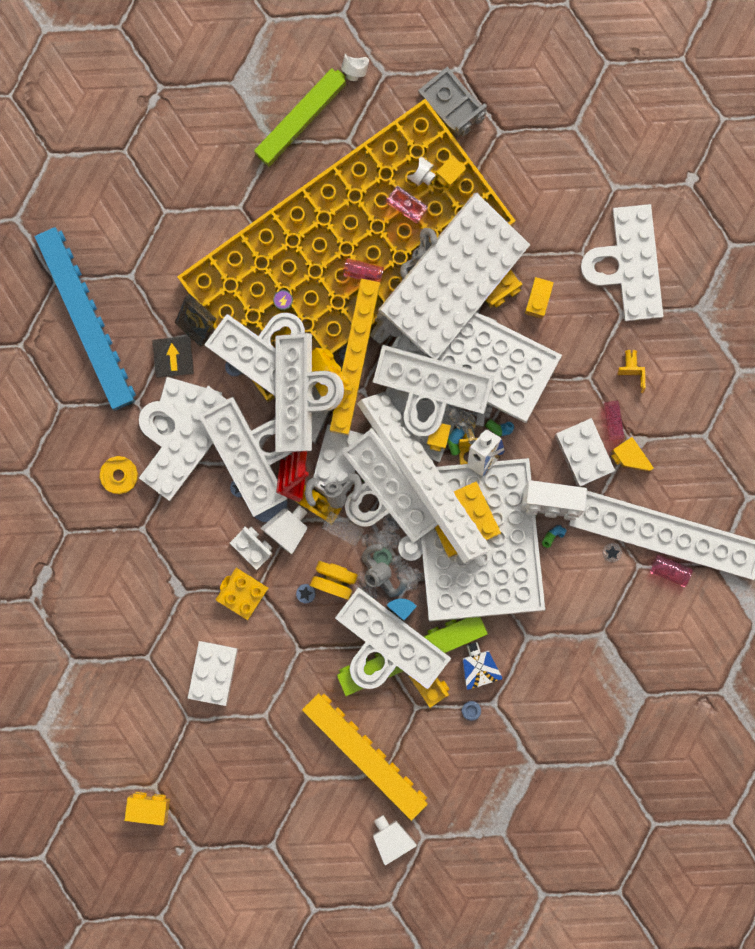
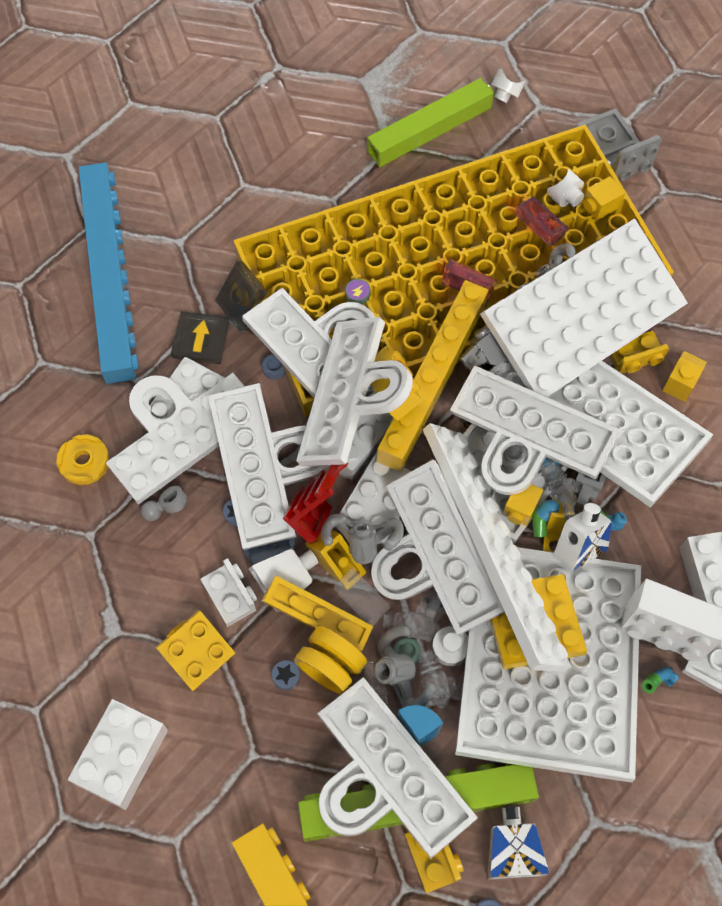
camera: 10 degrees right, 20 degrees down
(180, 501) = (171, 501): none -> light grey plate
(316, 550) = (316, 612): none -> yellow plate

